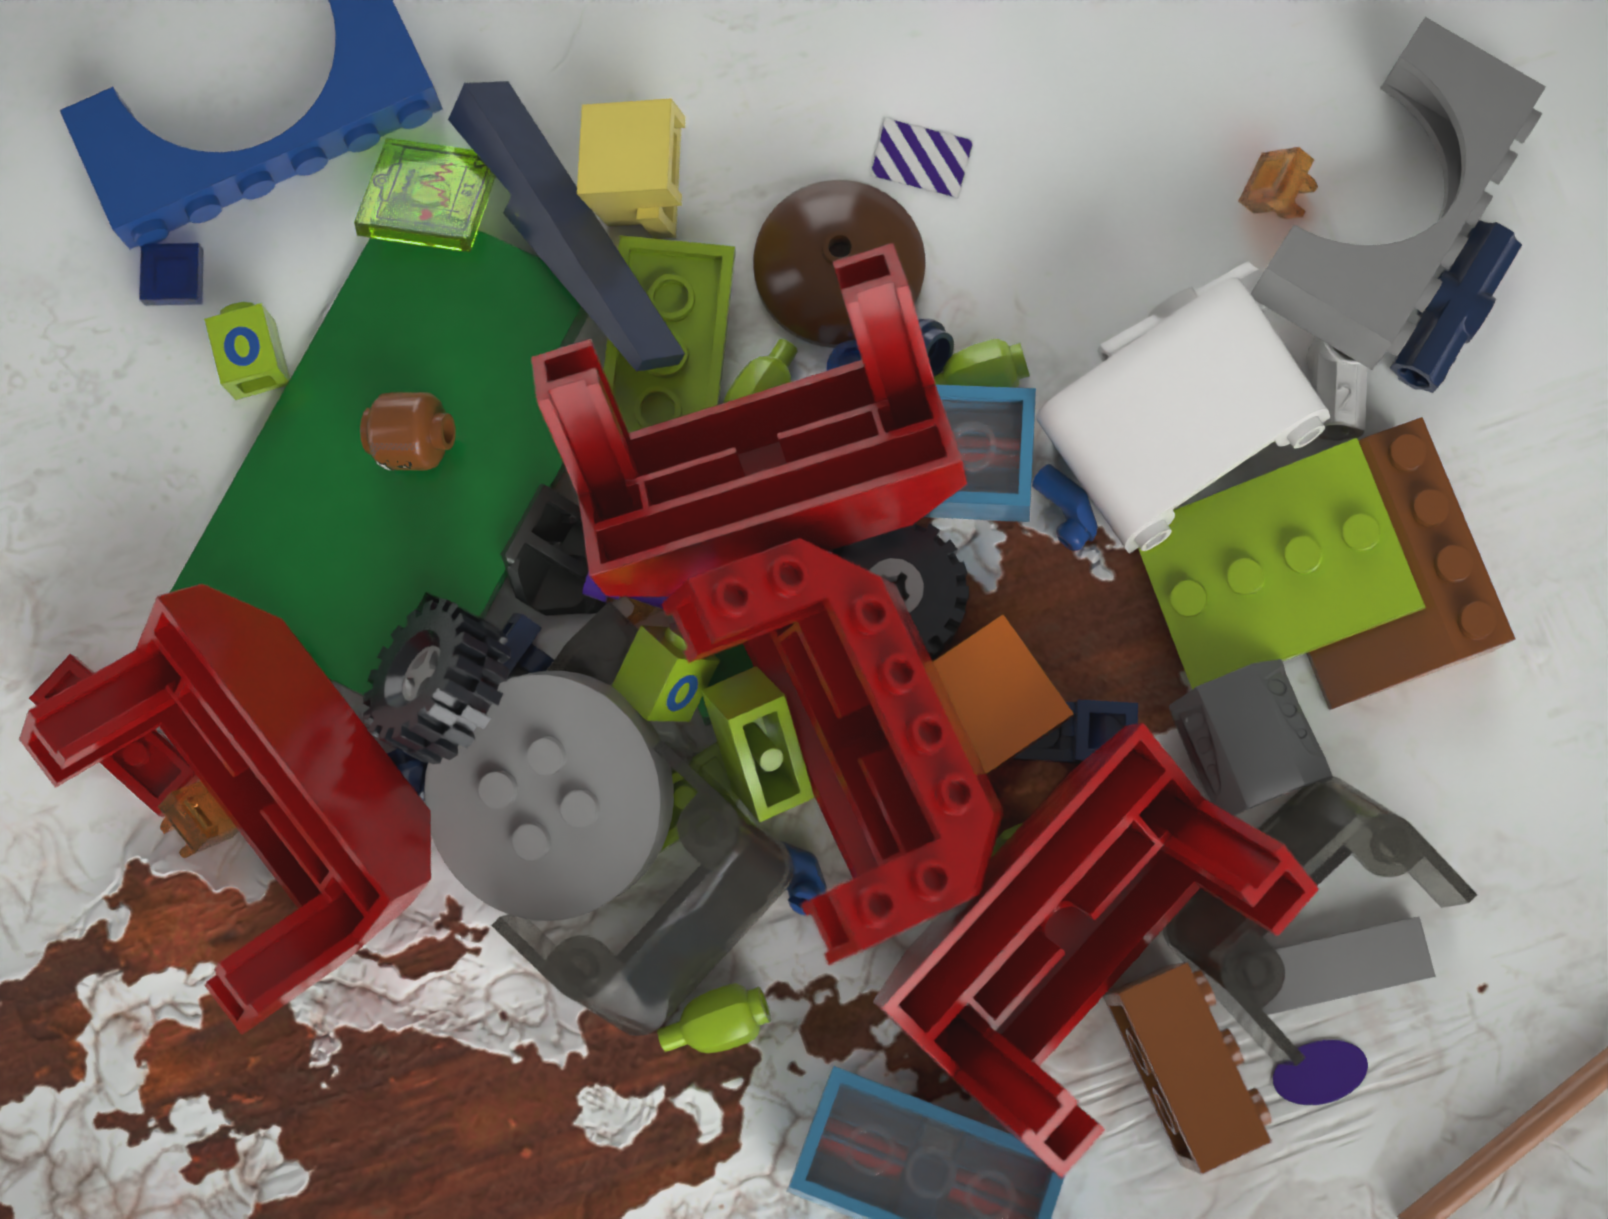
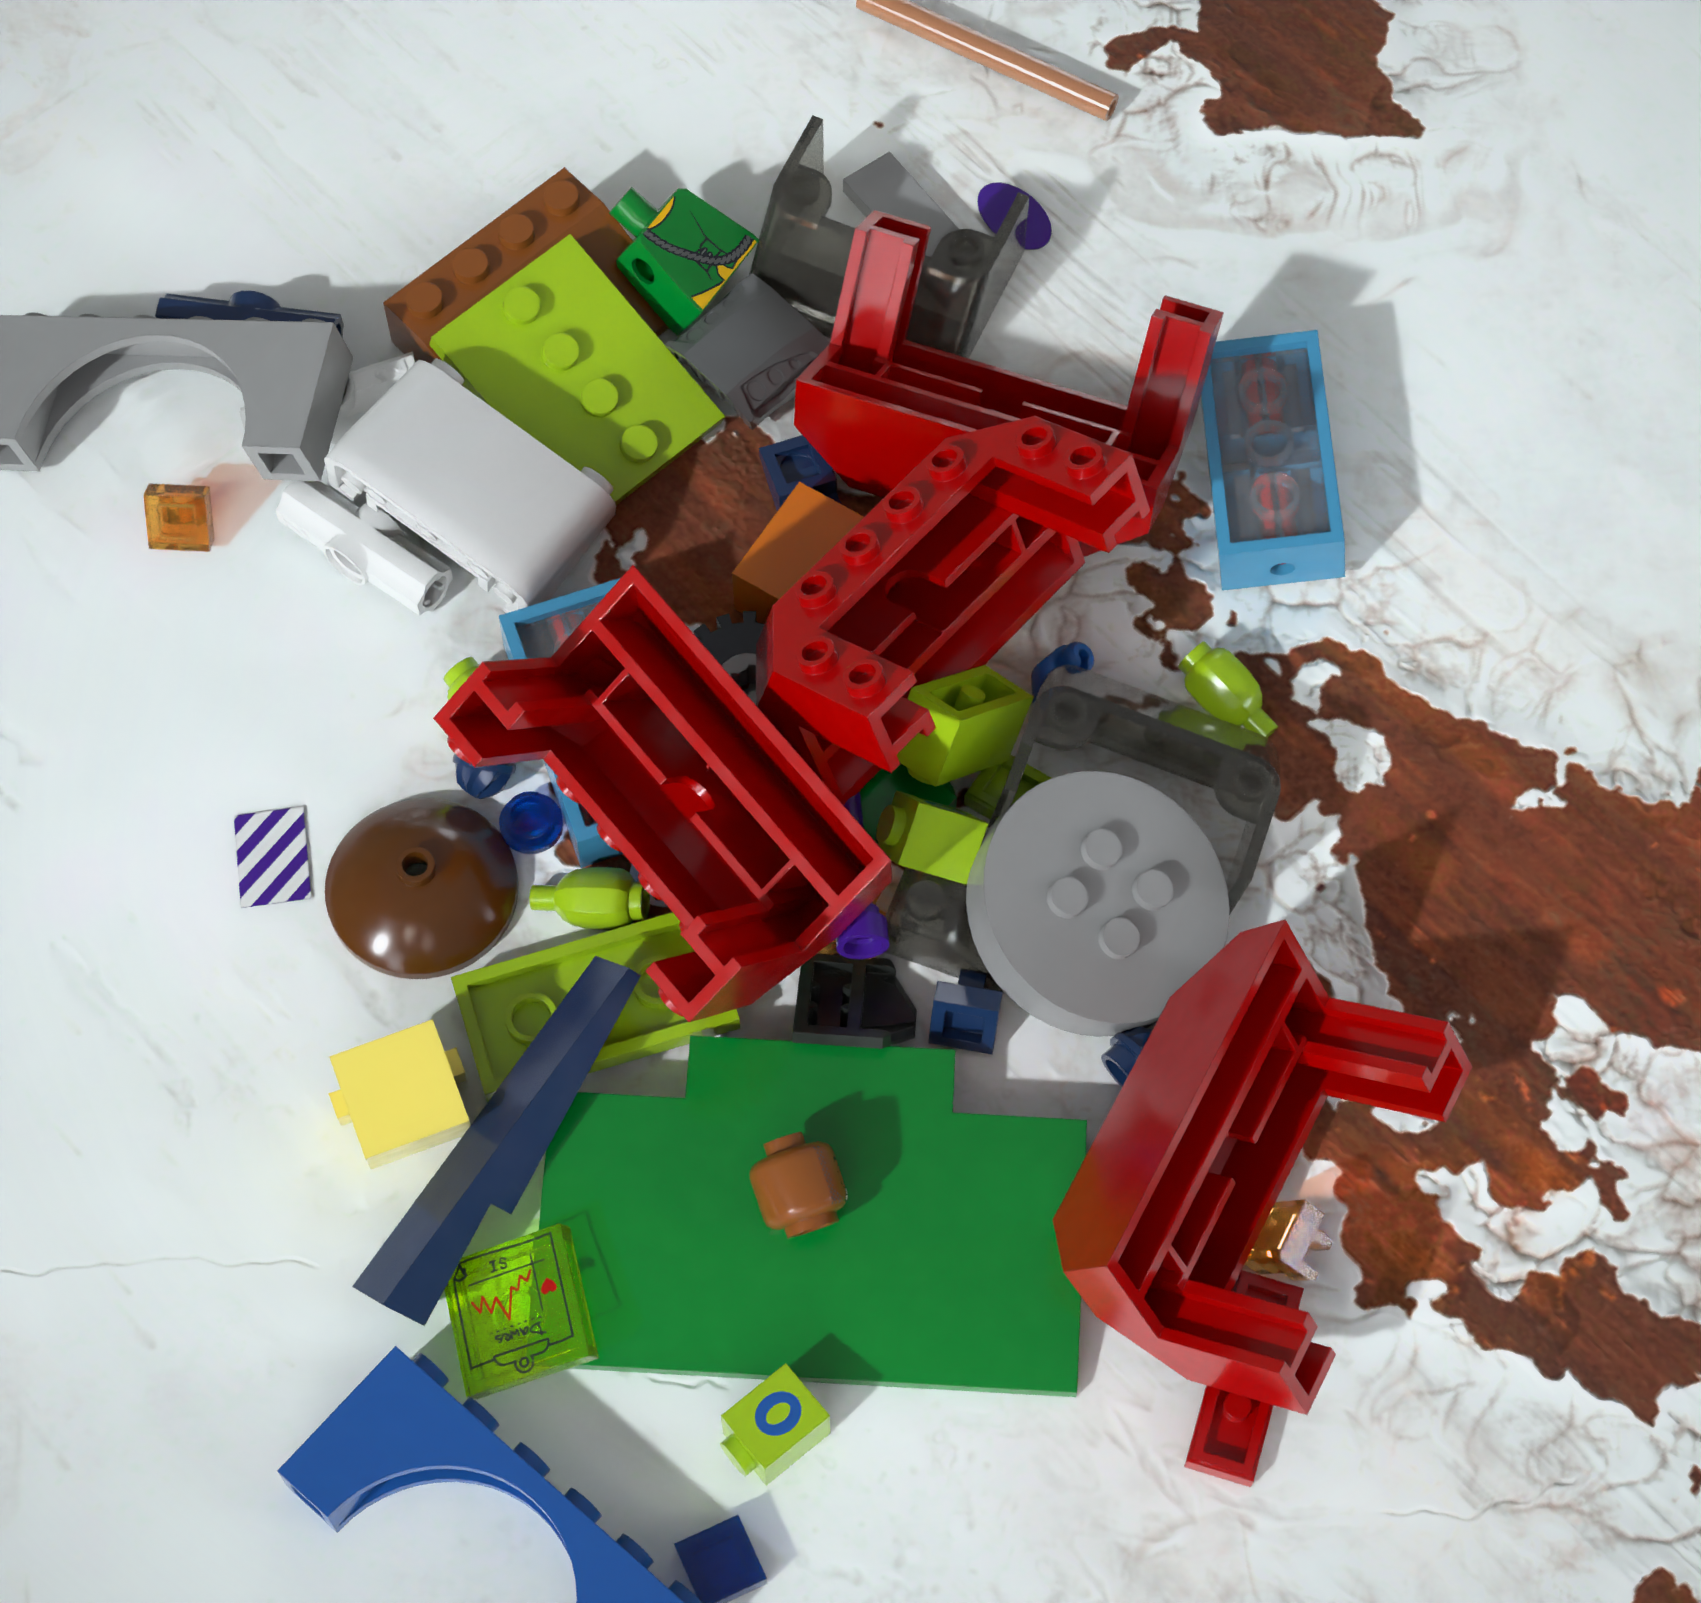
camera: 115 degrees left, 15 degrees down
(436, 681) = (1044, 1066): black wheel -> none
(1074, 504) = (596, 569): blue arm -> none
(1189, 1067) = (1070, 287): dark orange brick -> none
(1378, 713) = (679, 253): none -> green torso

